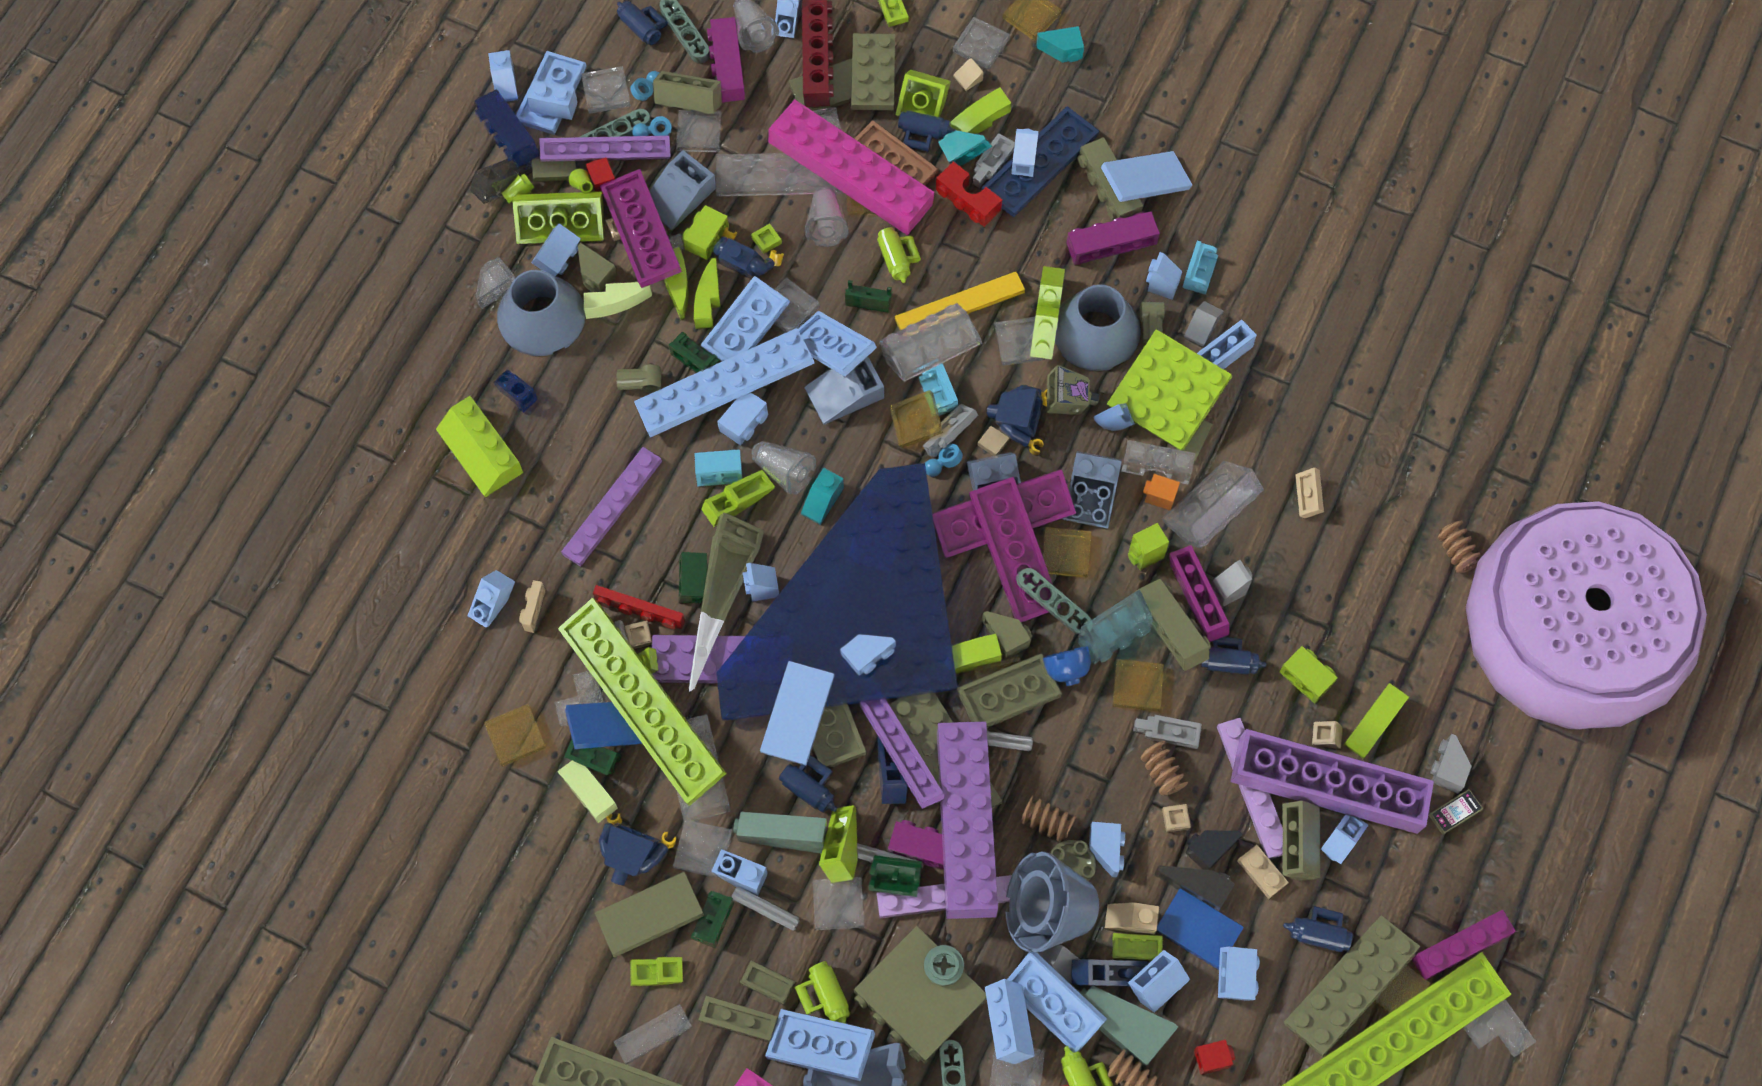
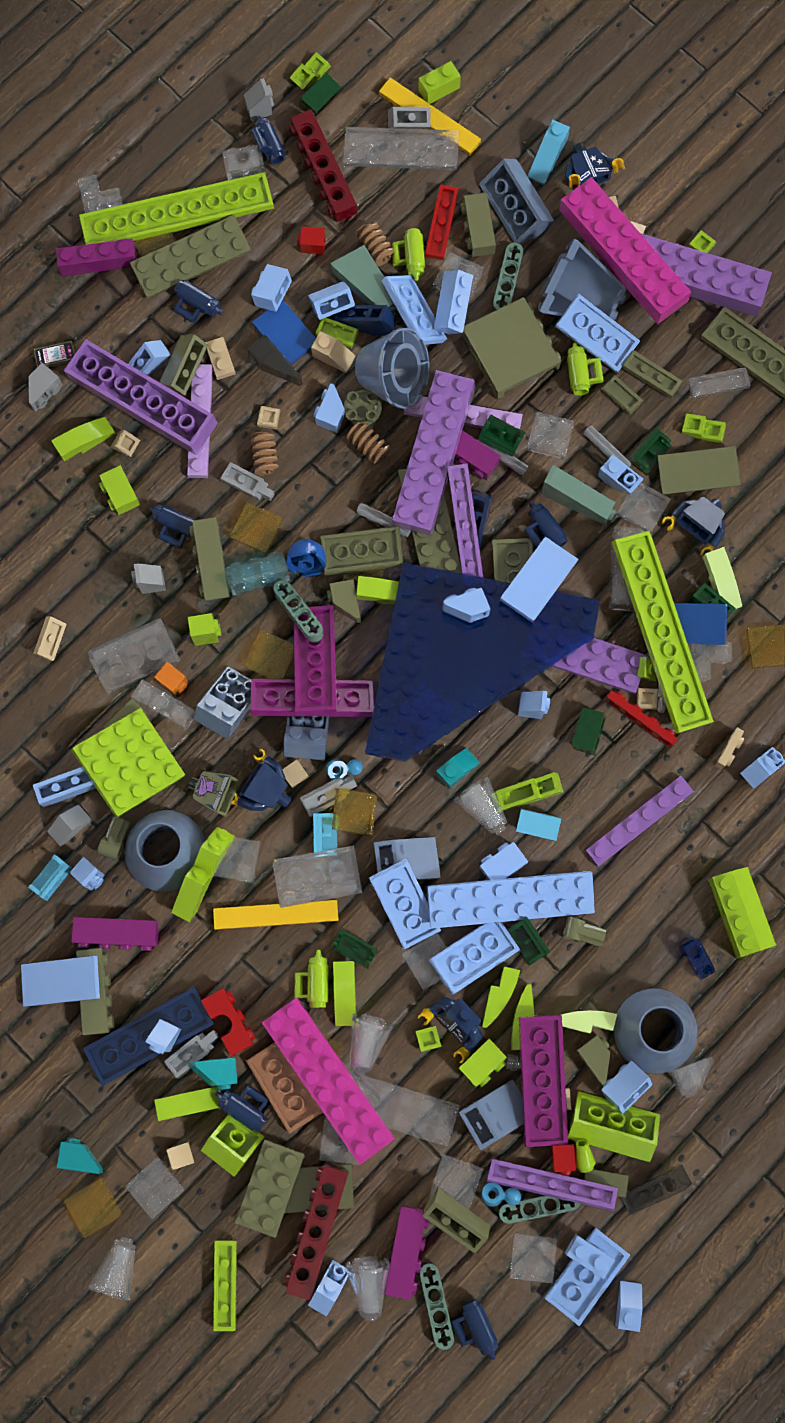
camera: 160 degrees left, 10 degrees up
(506, 128) = (641, 1239): clear blue brick -> none
(519, 186) = (644, 1172): lime cone -> none
(645, 85) = (483, 1255): dark azure plate -> none
(731, 549) = (553, 734): olive plate -> none
(840, 846) = (535, 471): lime slope -> none
(865, 254) = (344, 992): none -> lime slope
(935, 957) = (485, 346): sand green gear -> none
(1115, 418) = (184, 757): medium blue brick -> none
(1199, 593) = (178, 577): magenta brick -> none
(1211, 846) = (250, 384): black slope -> none

